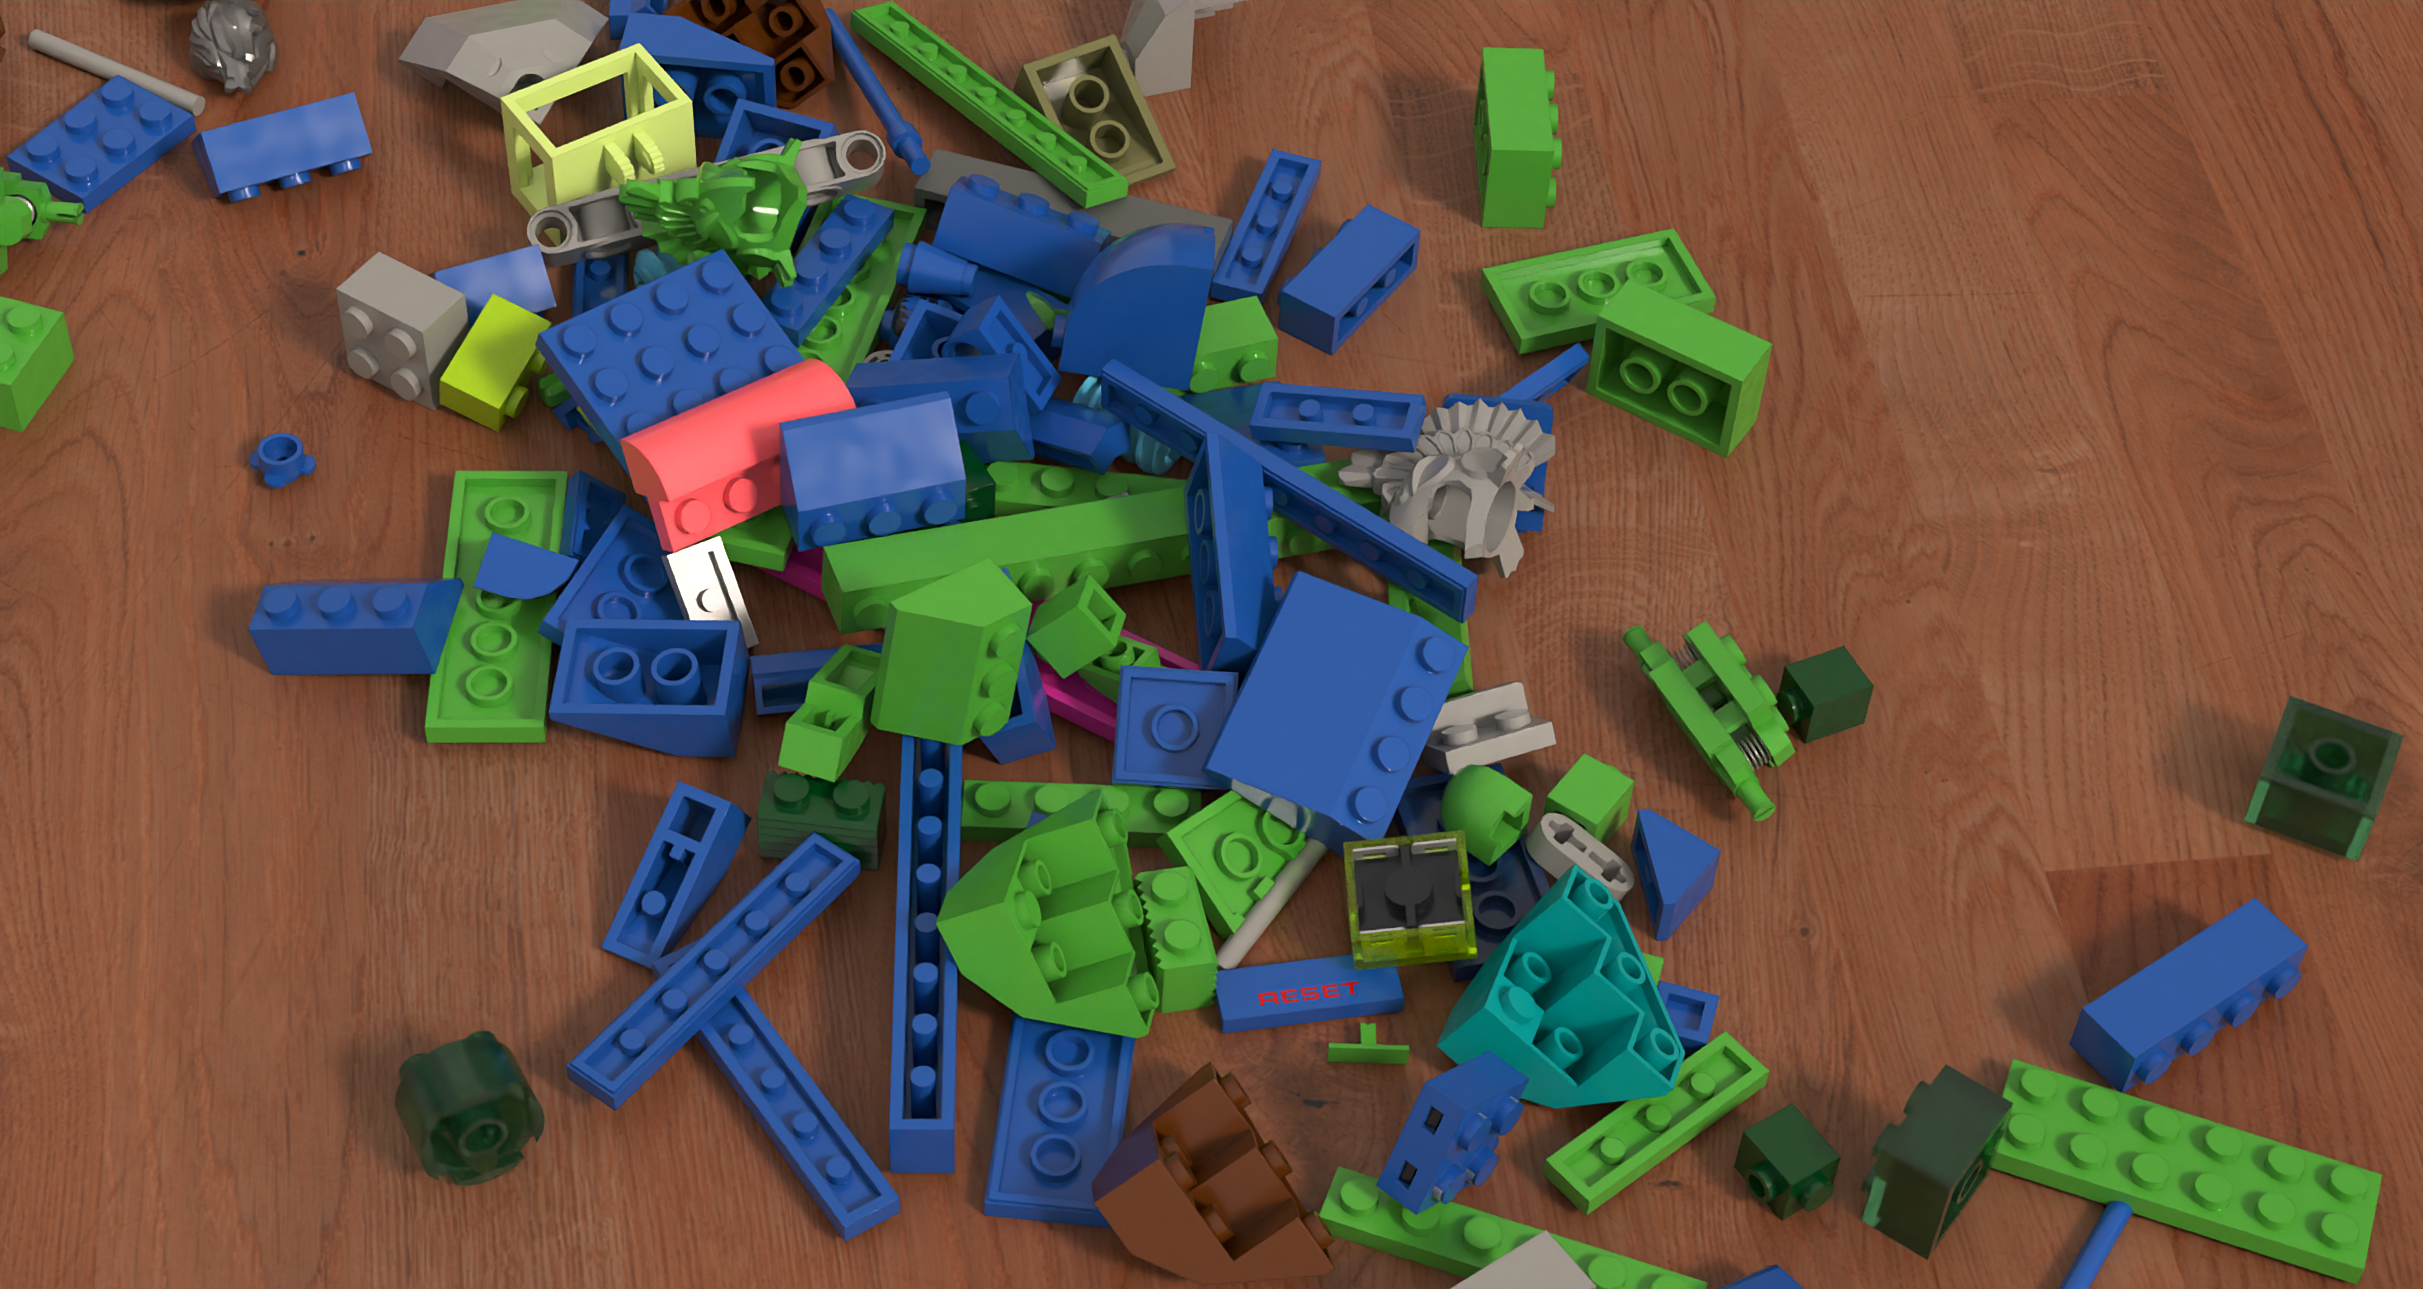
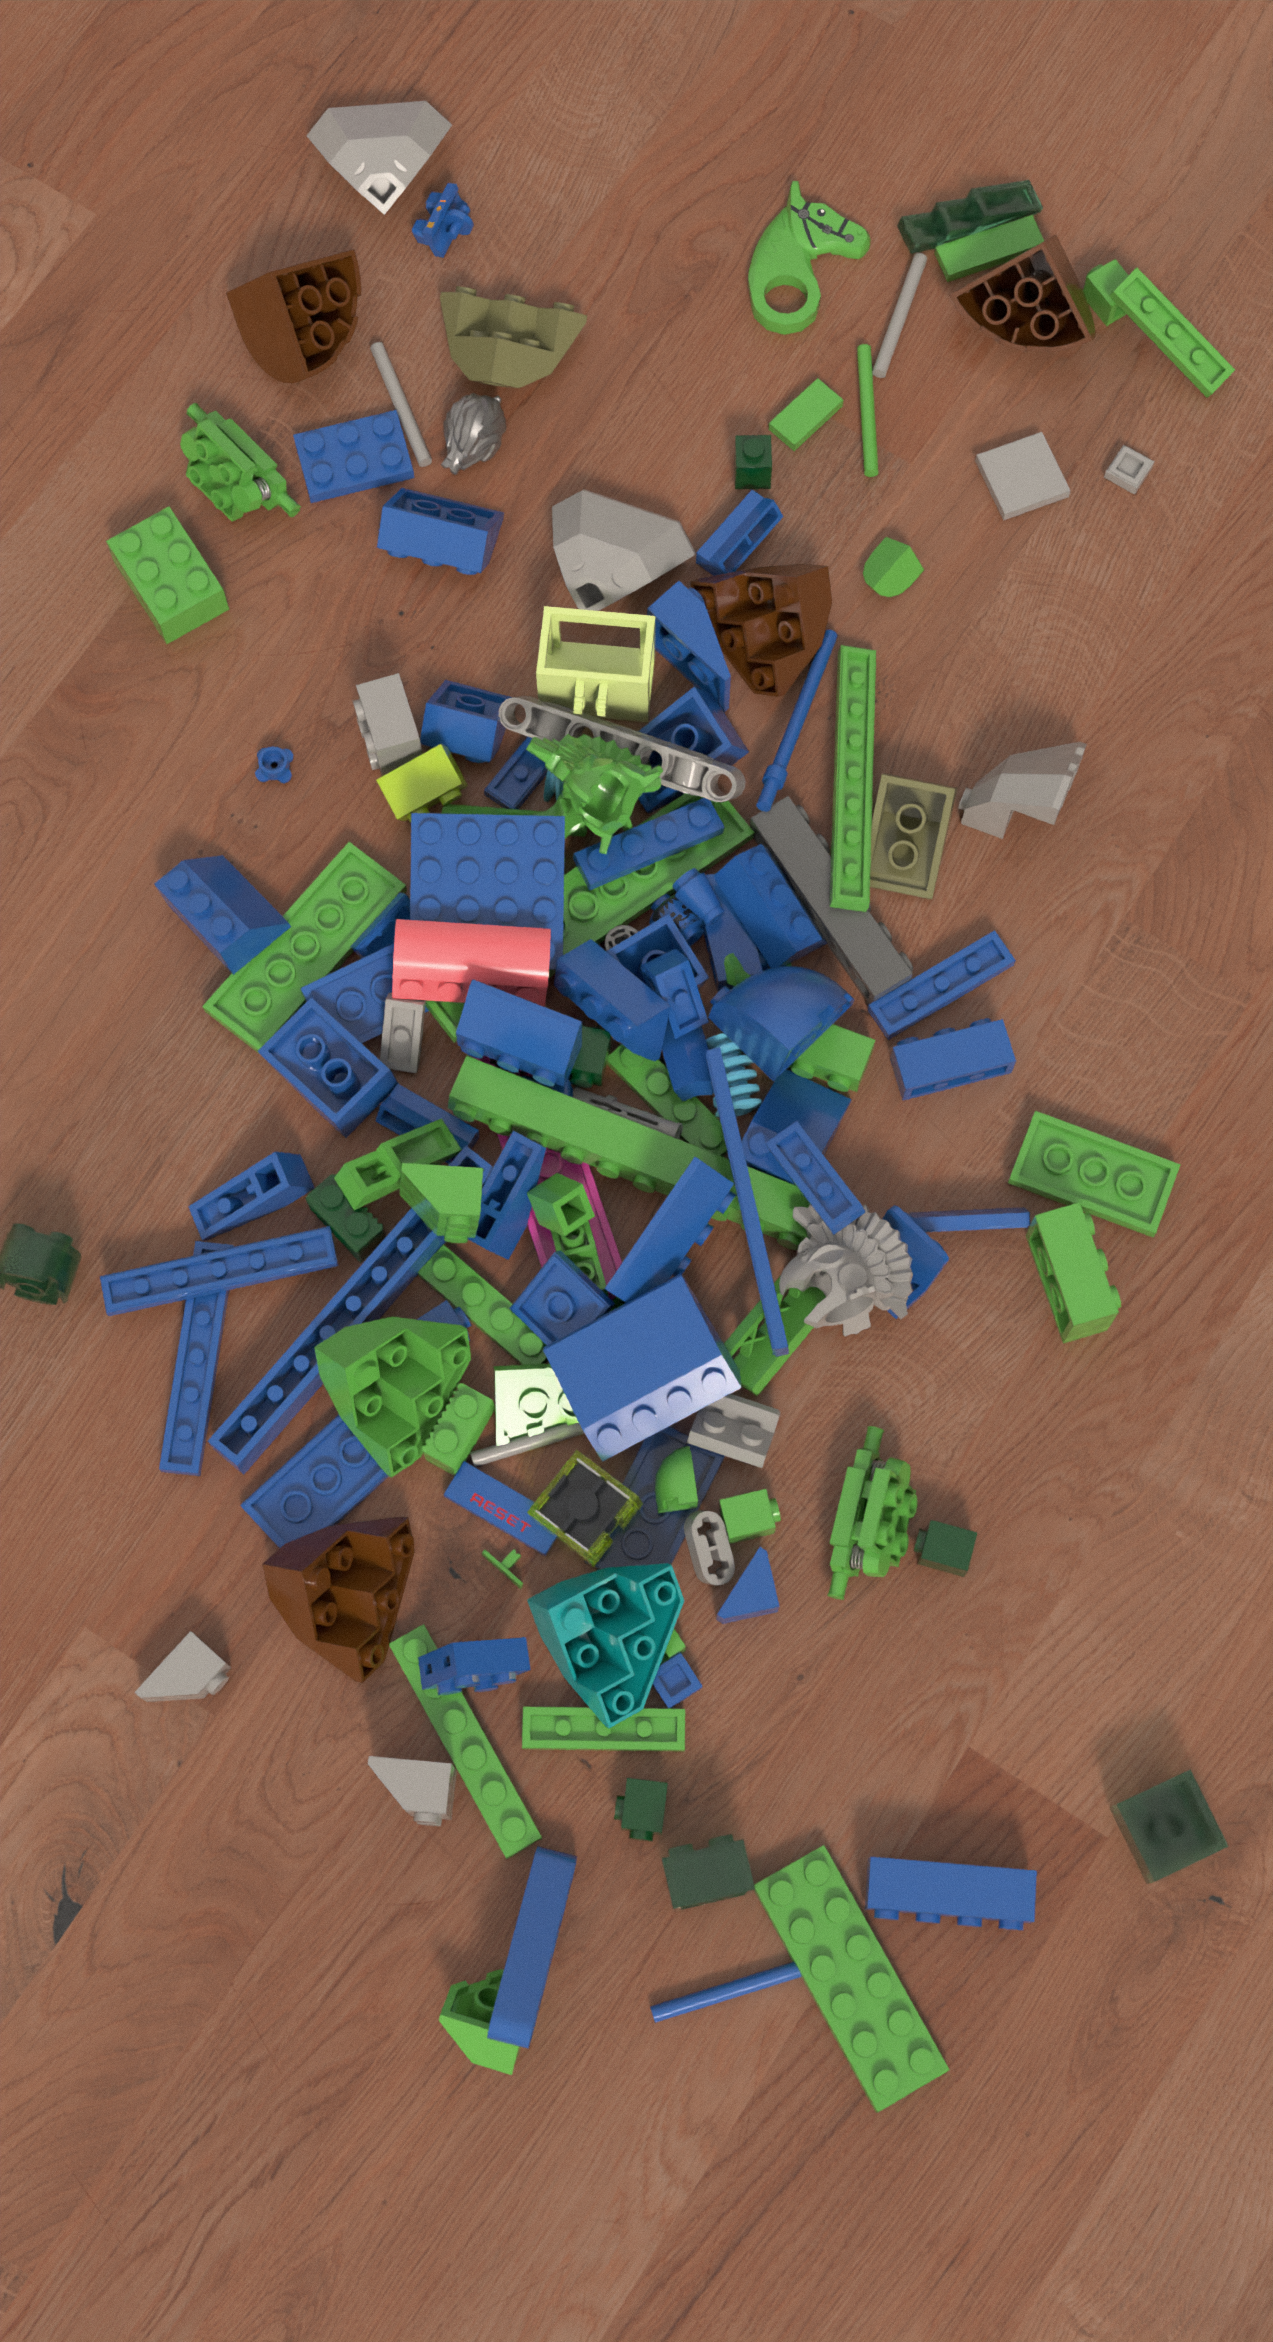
camera: 45 degrees right, 25 degrees up
(522, 569) = (322, 942): blue brick -> none
(1515, 138) = (1140, 1031): bright green brick -> none

